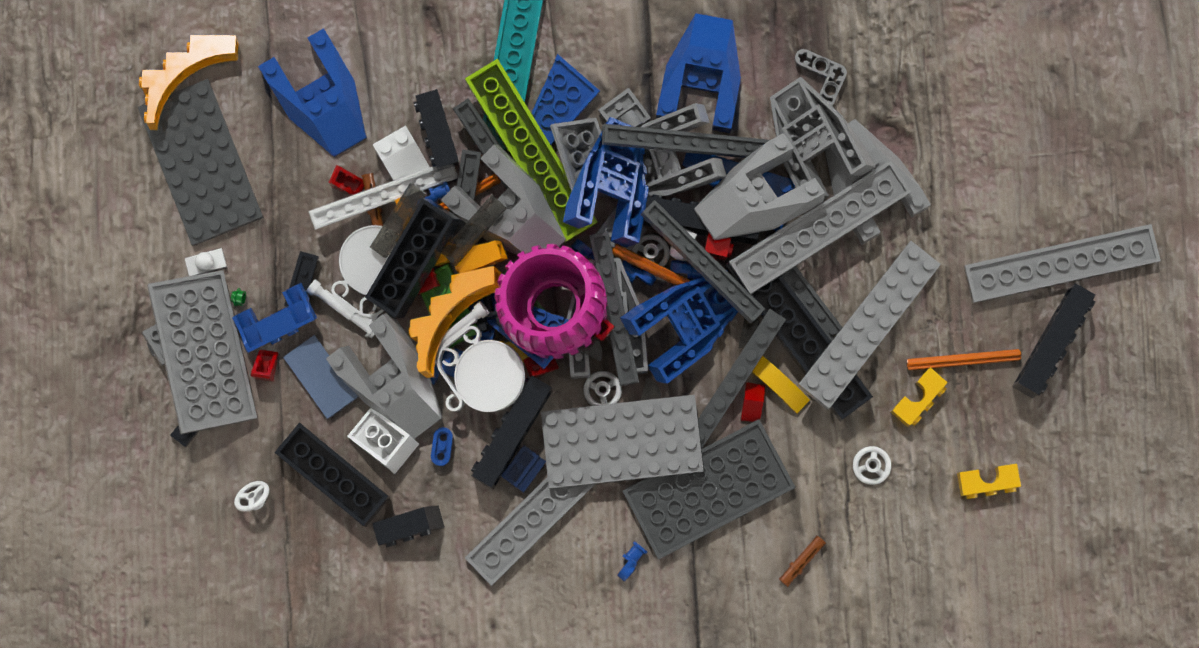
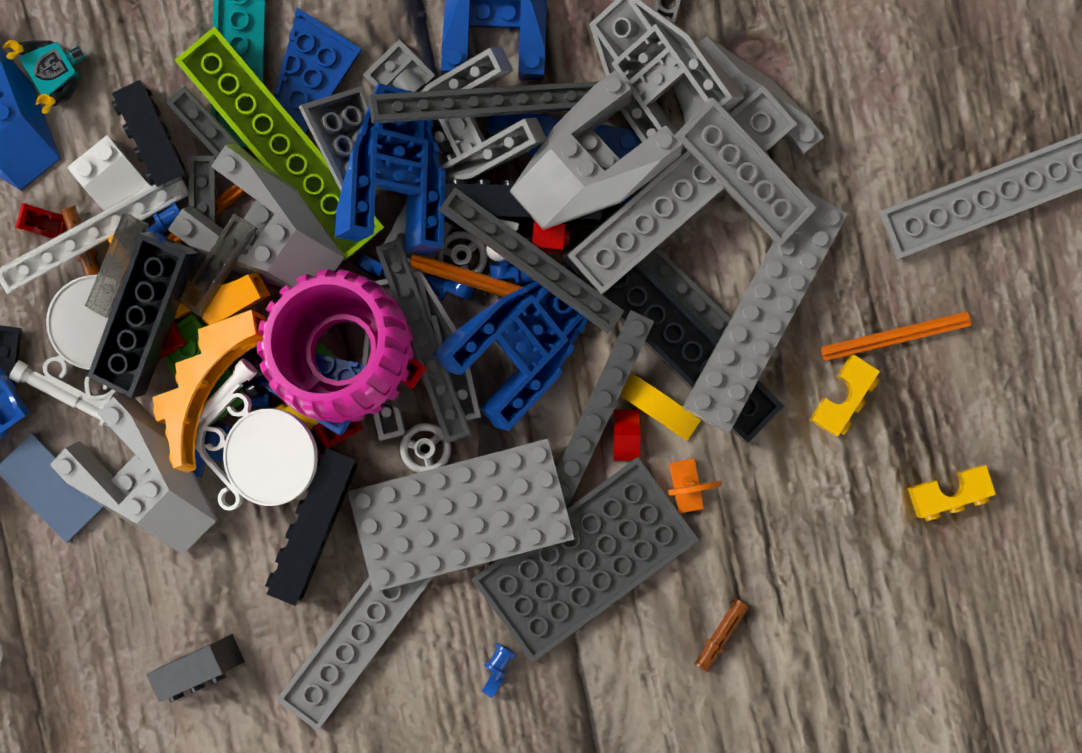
camera: 15 degrees left, 5 degrees up
(332, 474) = (83, 617): black brick -> none
(370, 71) = (49, 68): none -> torso
(383, 440) = (144, 561): white slope -> none
(441, 446) = (222, 556): blue plate -> none
(523, 468) = (336, 569): dark blue plate -> none
(747, 332) = (605, 344): clear smoke tile -> none
(792, 445) = (687, 486): none -> orange piece
(868, 220) = (745, 171): none -> light grey plate
(883, 474) = (795, 475): white piece -> none
(1053, 341) = (1013, 294): black brick -> none

